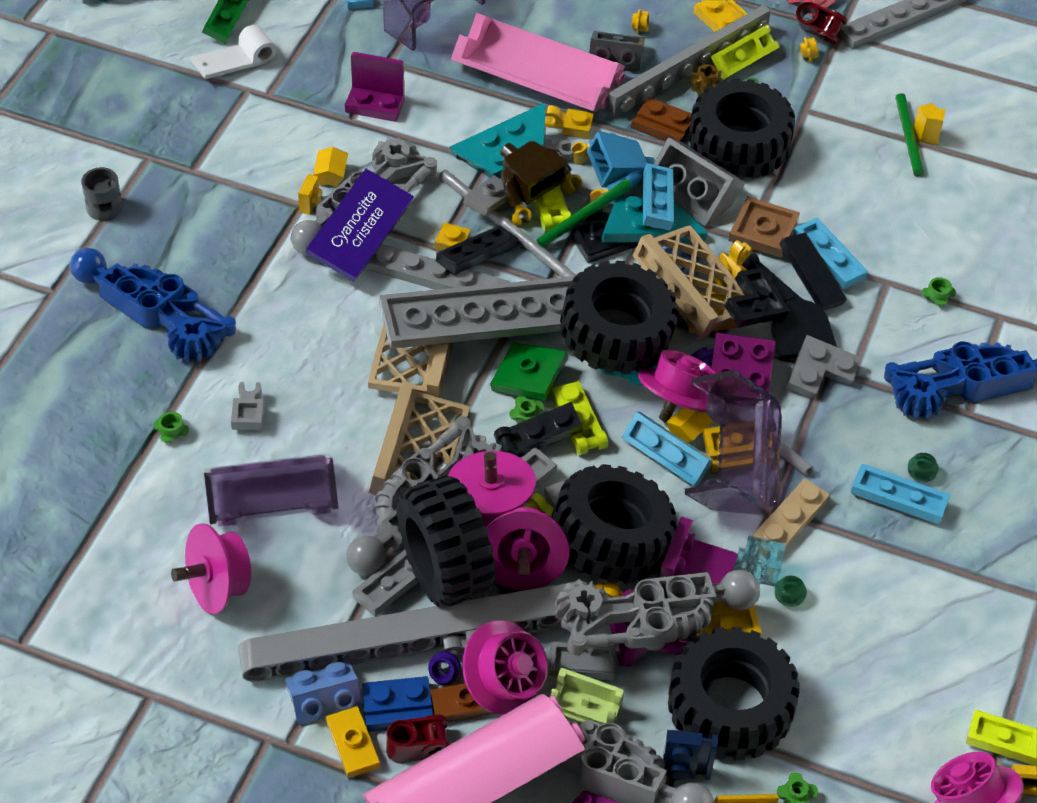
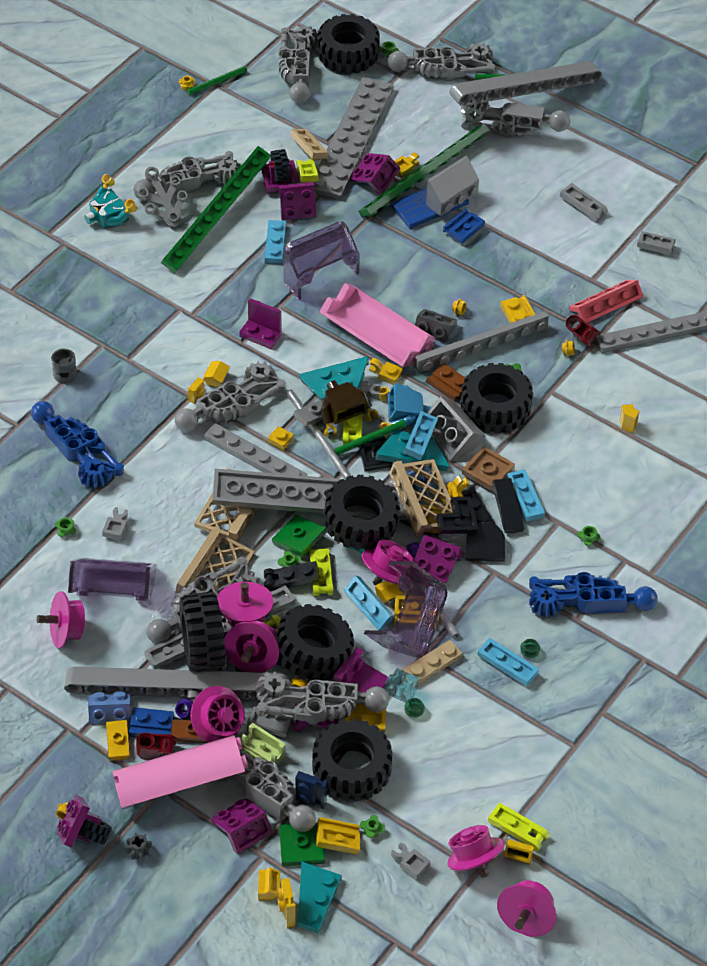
camera: 15 degrees right, 0 degrees up
(252, 50) = (190, 282): white door -> none
(359, 225) = (220, 418): dark purple tile -> none
(476, 249) = (292, 448): black tile -> none
(705, 77) = (487, 356): pearl gold gear -> none
(744, 52) = (521, 342): neon yellow plate -> none
(820, 360) = (489, 565): light grey plate -> none
(909, 134) = (614, 422): green bar -> none

